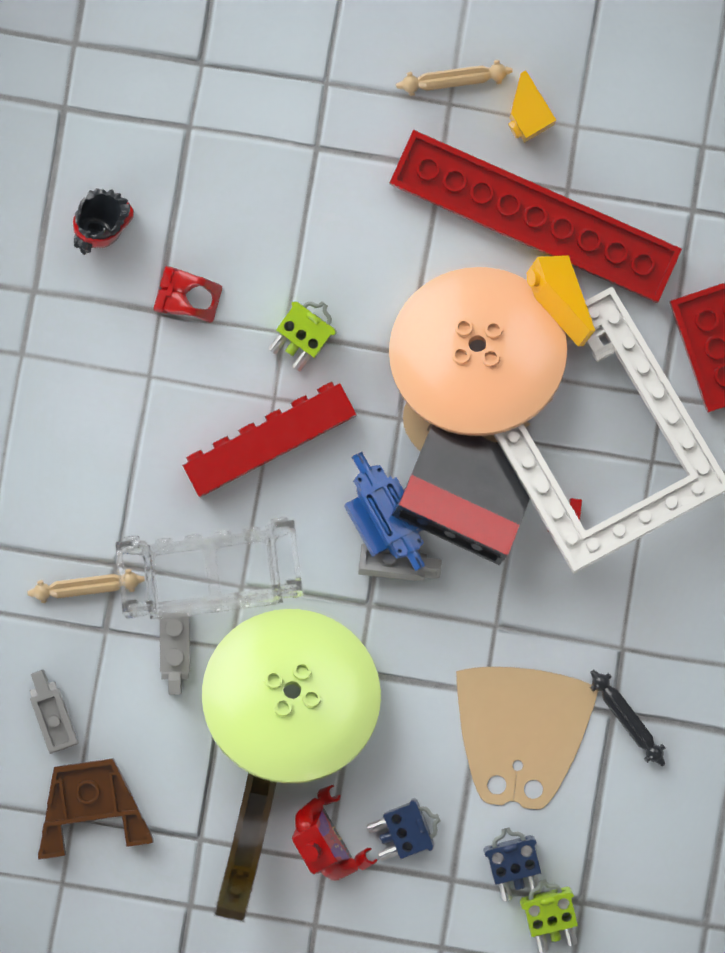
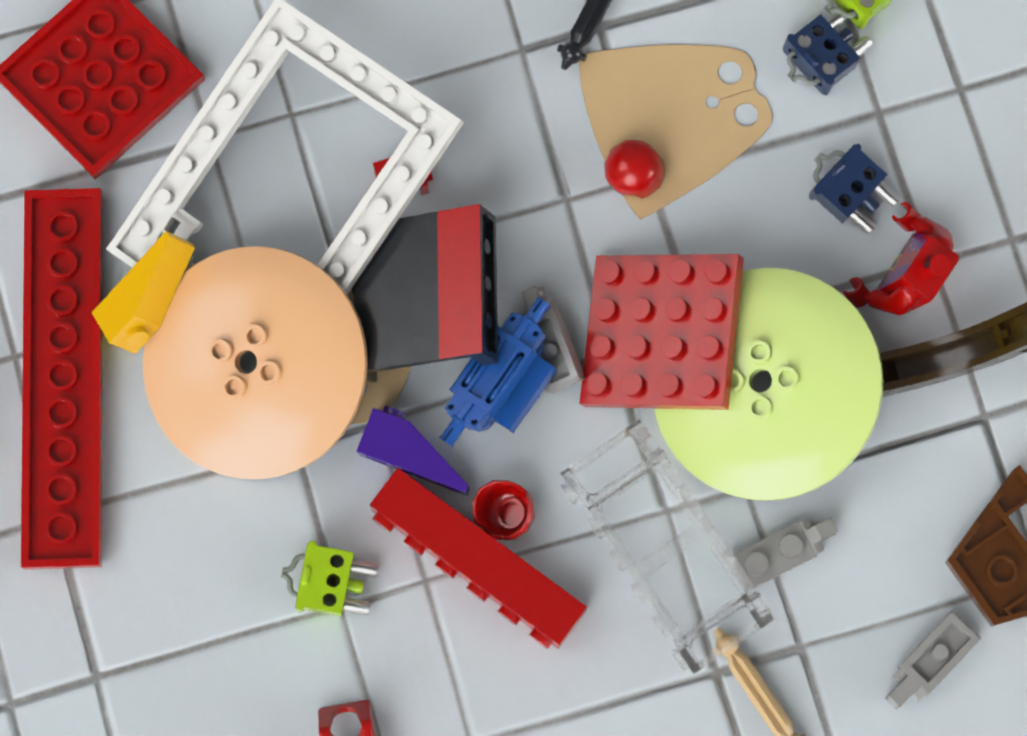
camera: 120 degrees left, 10 degrees down
(293, 473) = (503, 509): none -> red hair
(363, 642) = (662, 331): none -> plate
(370, 426) = (400, 445): none -> dark purple slope
(493, 684) = (634, 168): none -> red hair

